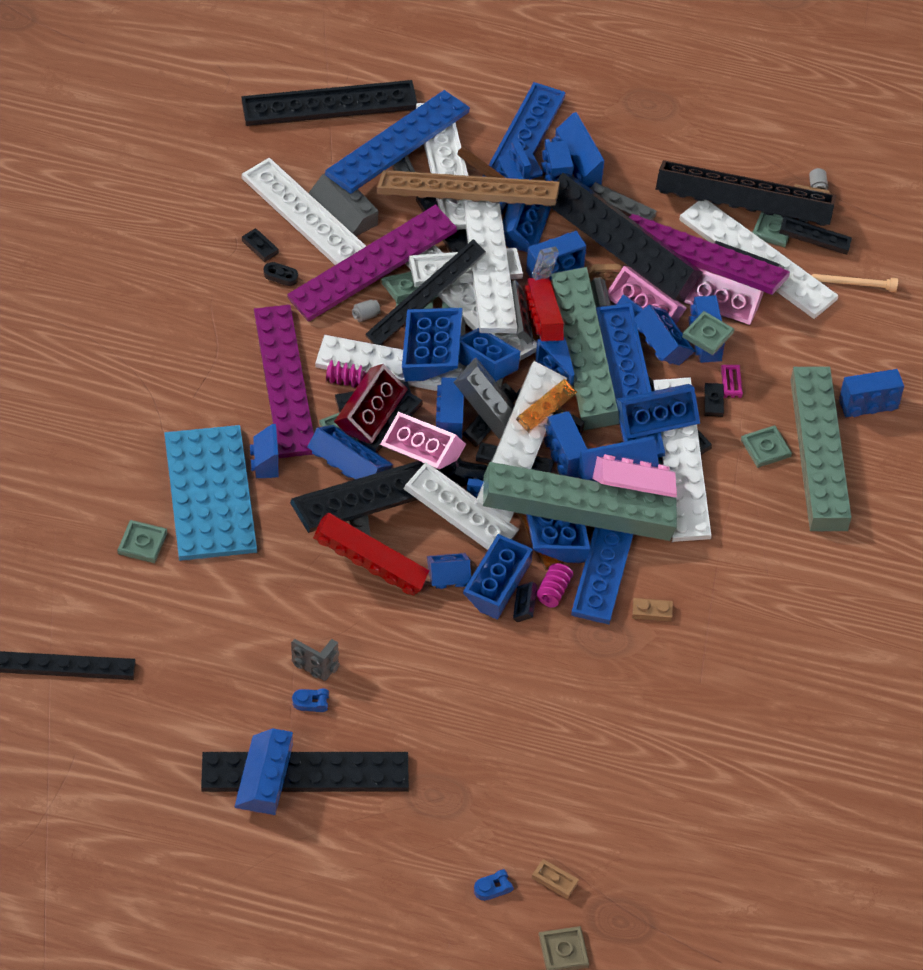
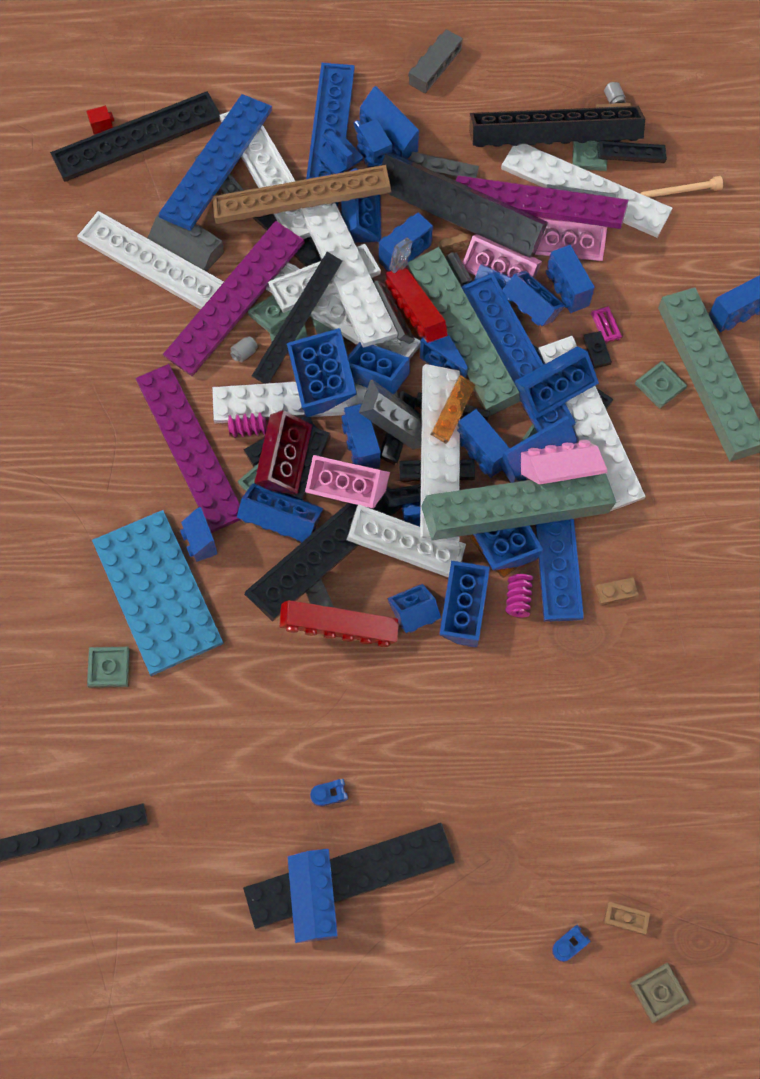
camera: 15 degrees left, 15 degrees up
(260, 245) = (119, 307): black plate -> none
(282, 274) = (150, 333): black plate -> none
(299, 79) = (100, 119): none -> red brick
(317, 663) = (324, 758): dark grey bracket -> none
(478, 164) = (302, 165): reddish brown axle -> none
(525, 601) = (497, 621): black plate -> none
(648, 108) = (435, 61): none -> dark grey brick
(708, 333) = (577, 287): sand green tile -> none

